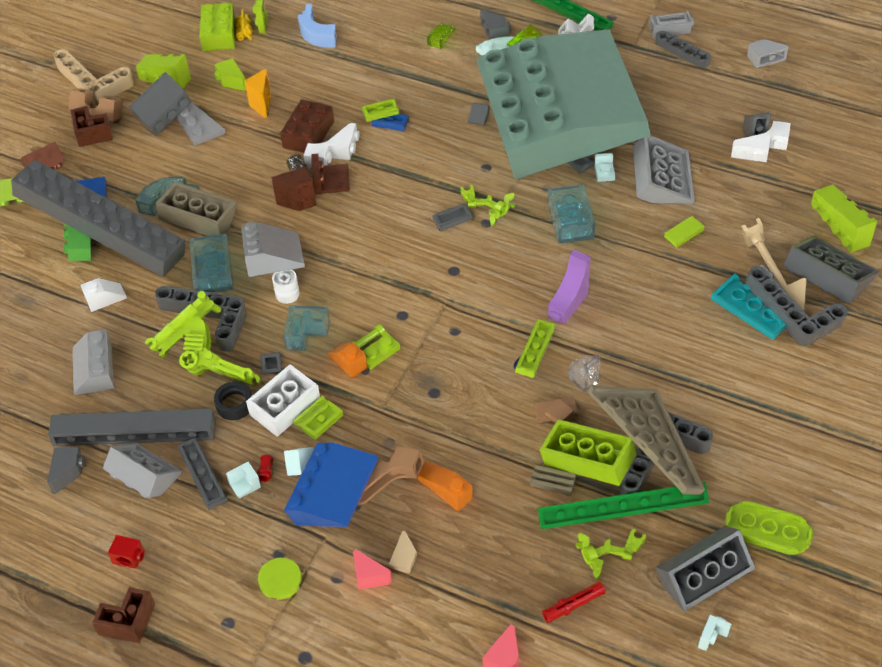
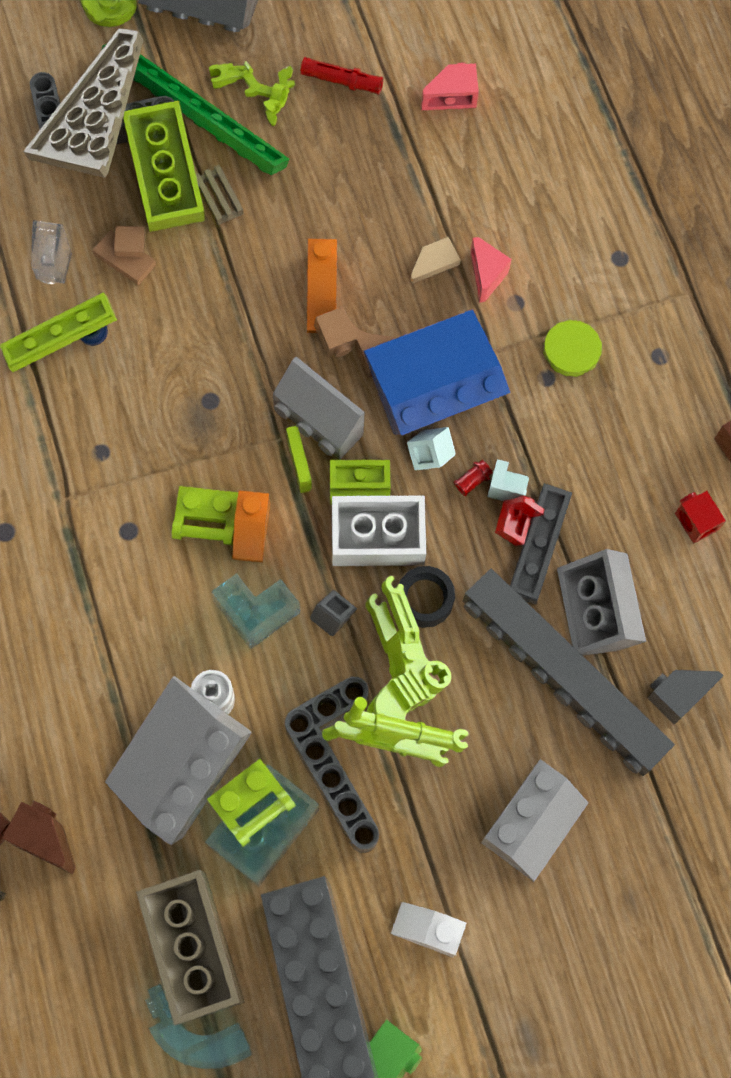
camera: 140 degrees left, 20 degrees up
(221, 464) = (516, 518): none -> red bracket
(226, 258) = (243, 794): none -> lime plate
(358, 399) = (299, 459): none -> lime tile
(372, 425) = (318, 409): none -> light grey slope

